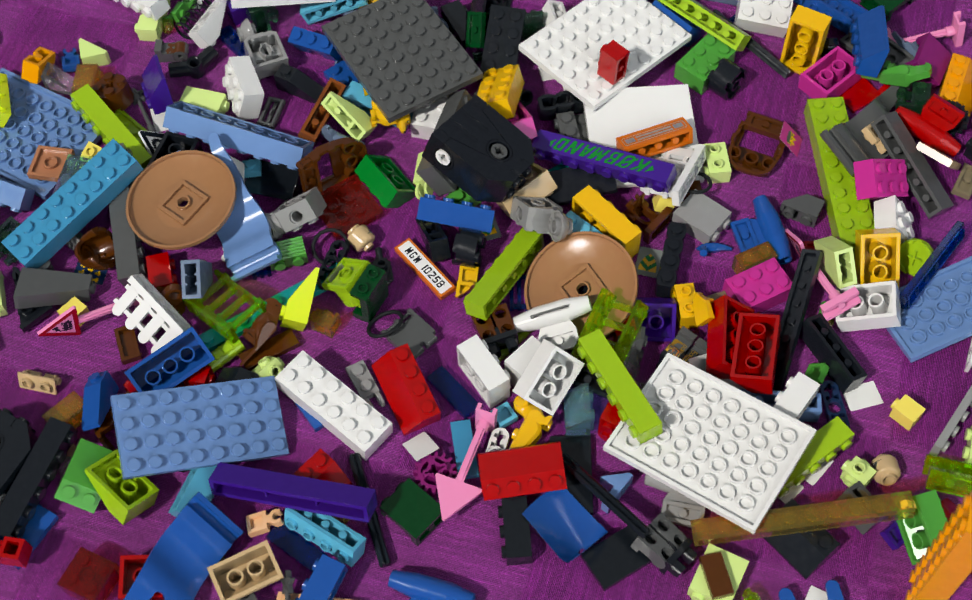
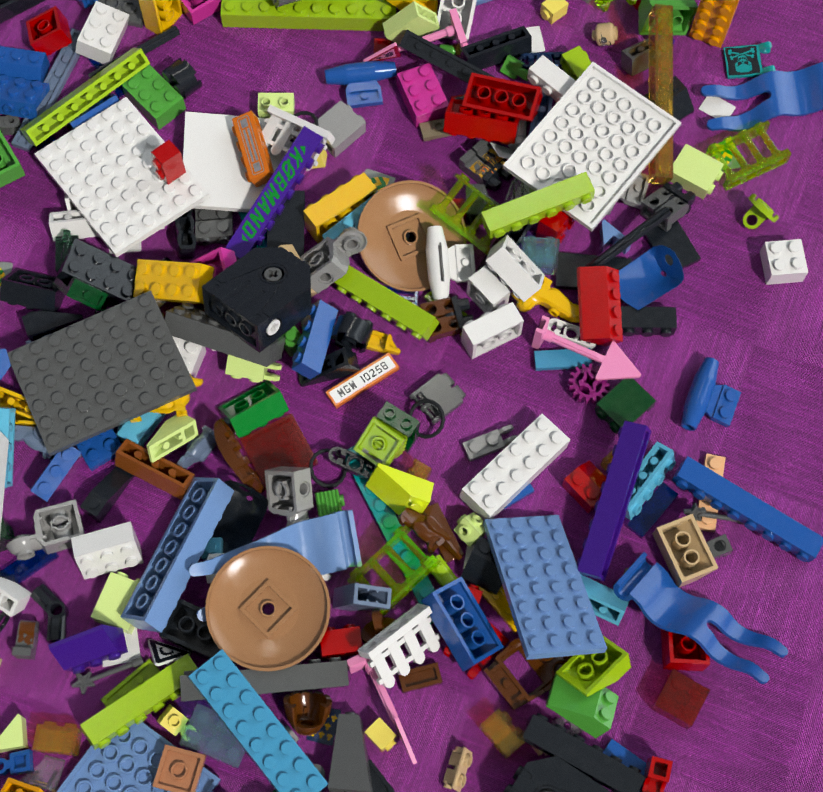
camera: 90 degrees left, 10 degrees up
(97, 399) = (496, 697): blue slope -> none
(114, 91) = (81, 694): reddish brown brick -> none
(260, 522) = (629, 541): light nougat plate -> none
(268, 123) = (153, 533): dark grey tile -> none
(361, 238) = (321, 437): tan head -> none
(374, 523) = (606, 447): black axle -> none
(383, 263) = (357, 419): black piece -> none
(406, 390) = (503, 401): red slope -> none
(420, 446) = (559, 395): white sticker -> none
(453, 392) = (503, 364): clear blue tile -> none
(505, 415) = (531, 320): medium azure plate -> none
(657, 222) = (337, 168): reddish brown tile -> none
(660, 319) = (440, 174): dark purple slope -> none
(670, 260) = (381, 160): black brick -> none
(684, 298) = (434, 155): yellow brick -> none
(702, 309) = (450, 136): yellow slope -> none
(712, 248) = (370, 132): blue bar -> none
(716, 575) = (699, 168): reddish brown tile -> none
(751, 161) = (277, 79): reddish brown slope -> none
(753, 257) = (393, 93): clear yellow brick -> none
(790, 138) = (259, 39): dark pink sticker -> none
(802, 209) = (341, 43): dark grey slope -> none
(856, 471) = (609, 53): yellowish green brick -> none

